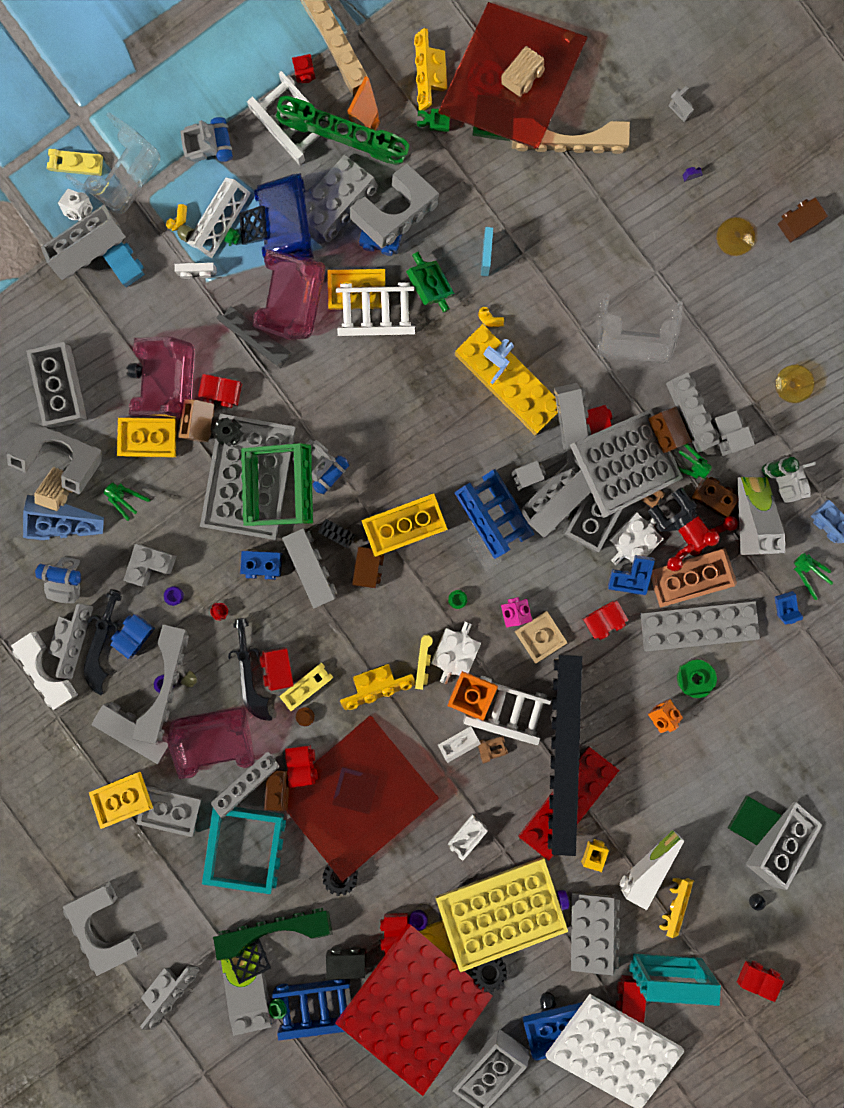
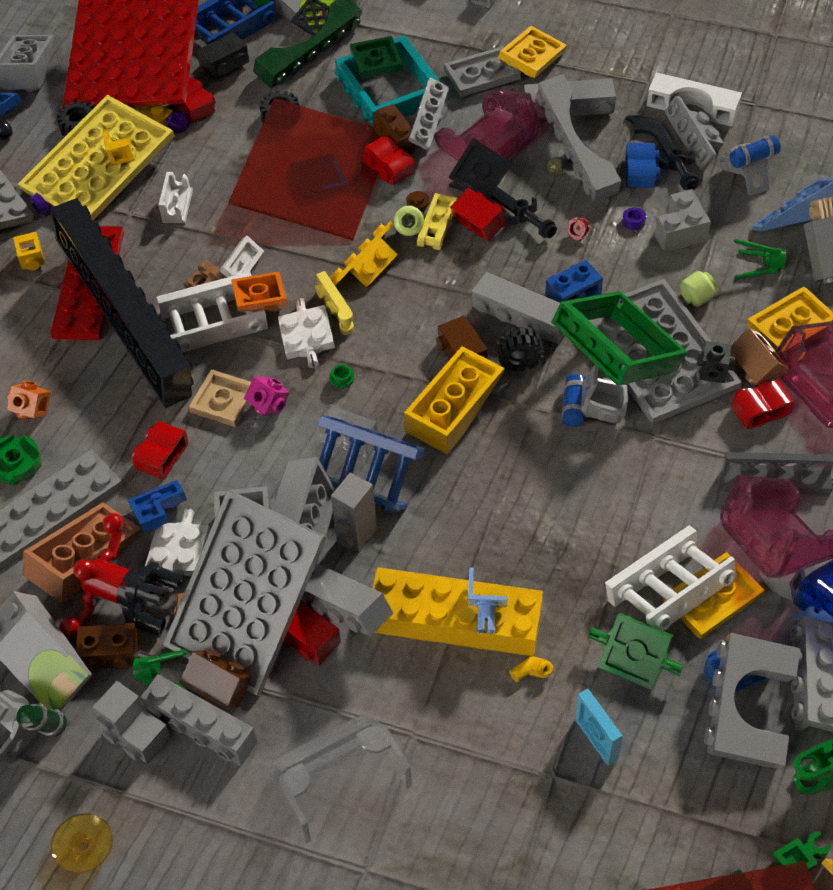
camera: 150 degrees right, 35 degrees down
(185, 503) = (697, 288): none -> yellowish green head
(242, 869) = (376, 57): none -> dark green plate
(250, 702) = (480, 169): none -> black plate
(327, 696) = (404, 212): none -> yellowish green head
(484, 906) = (119, 150): none -> yellow panel

